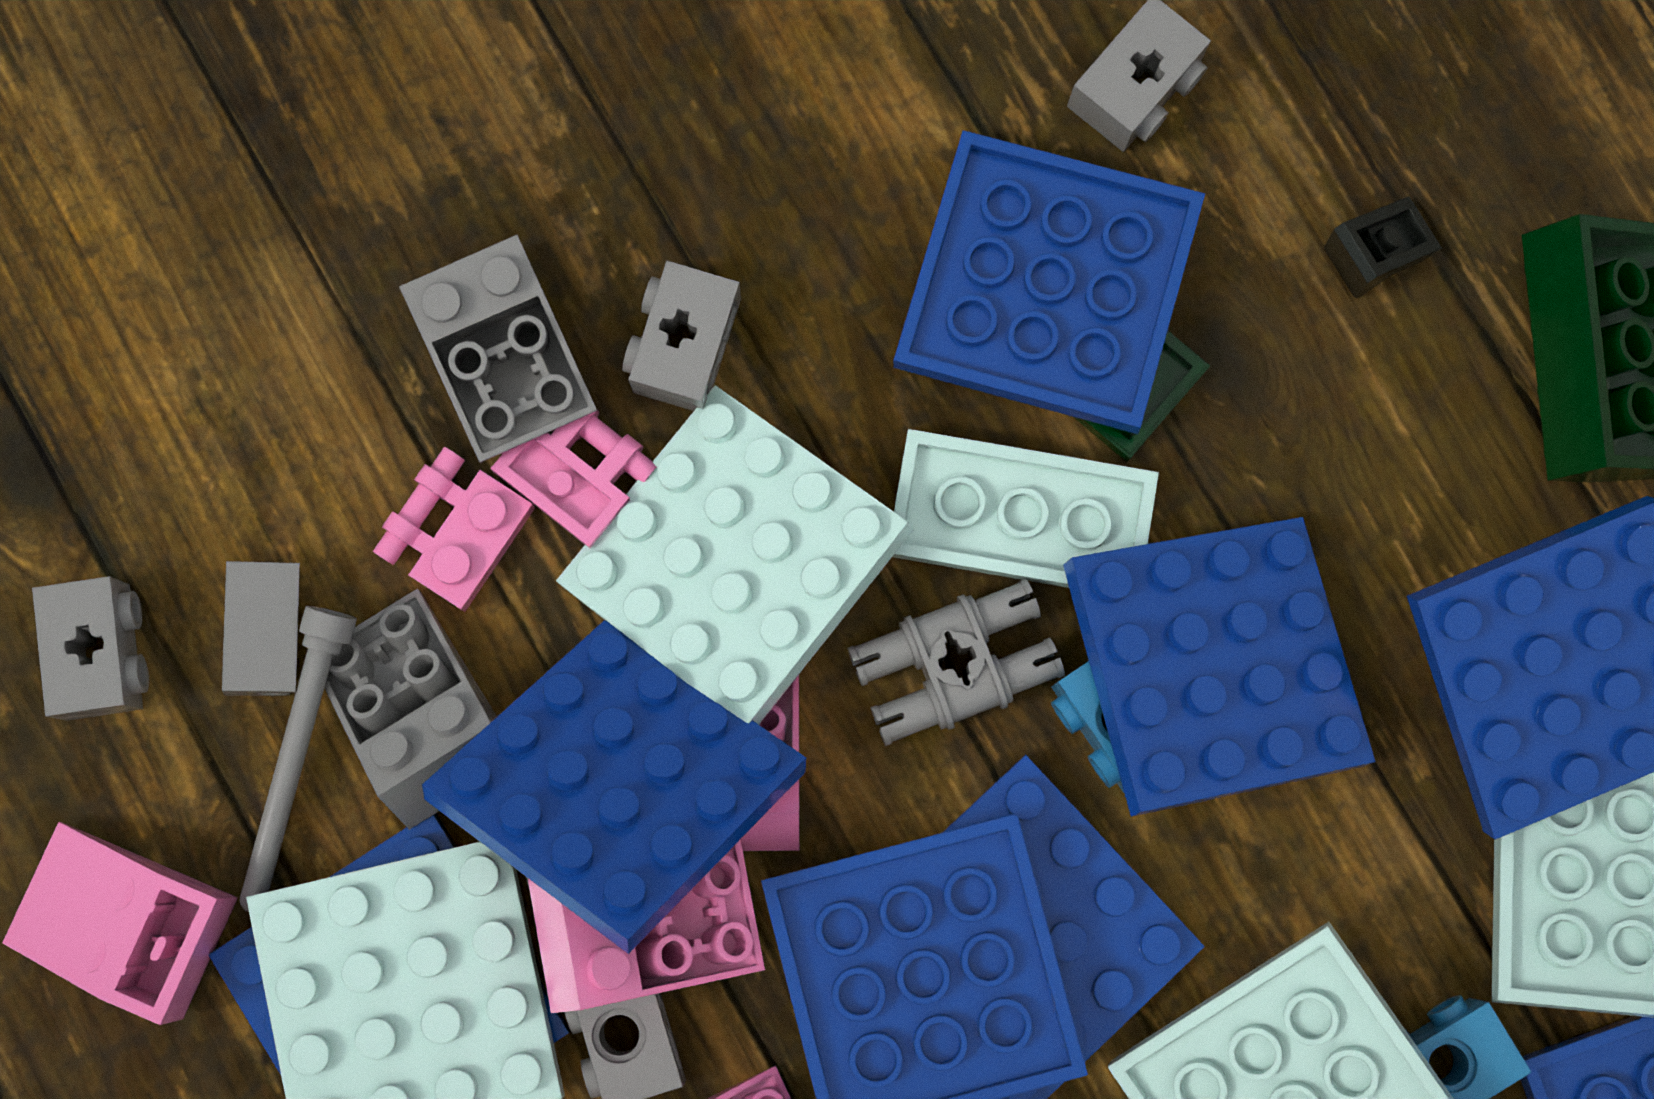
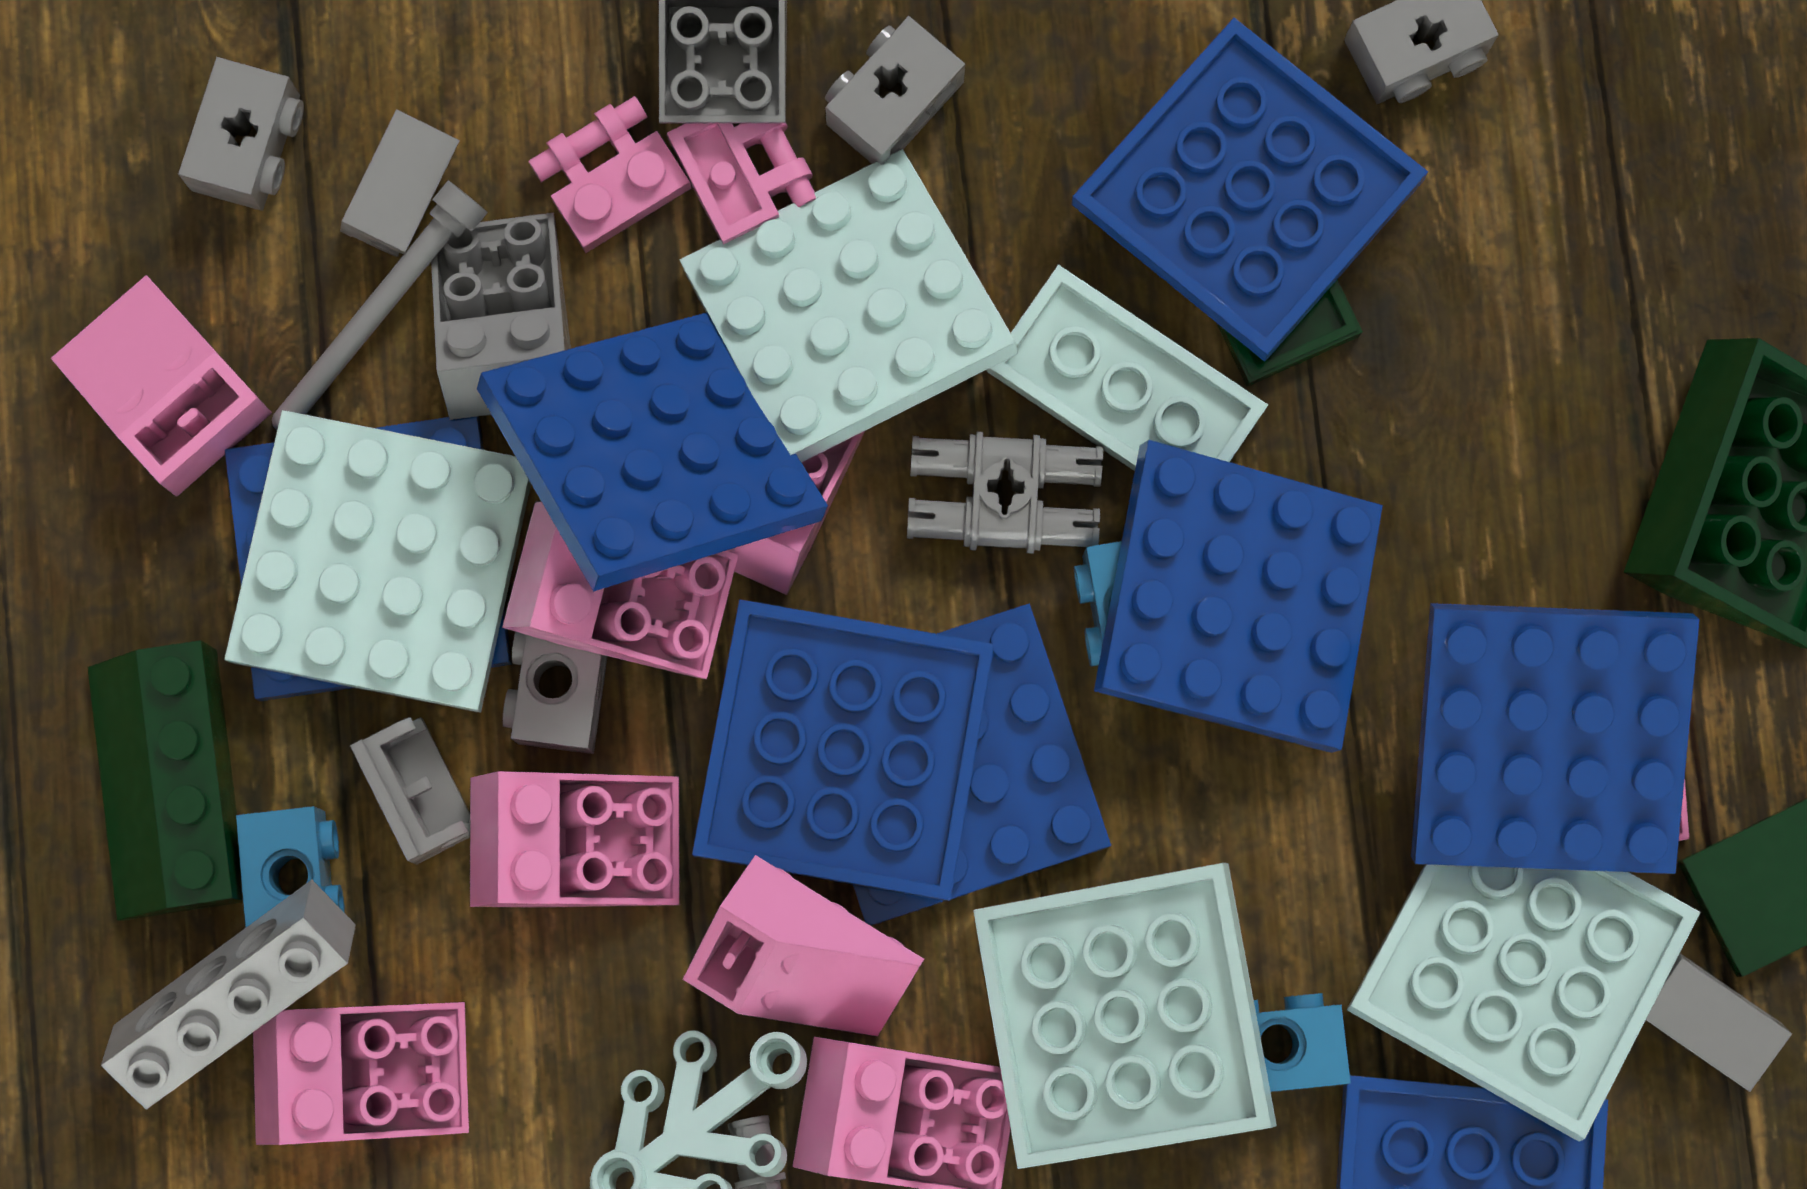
camera: 25 degrees right, 0 degrees up
(1380, 245) = (1572, 290): pearl dark grey slope -> none

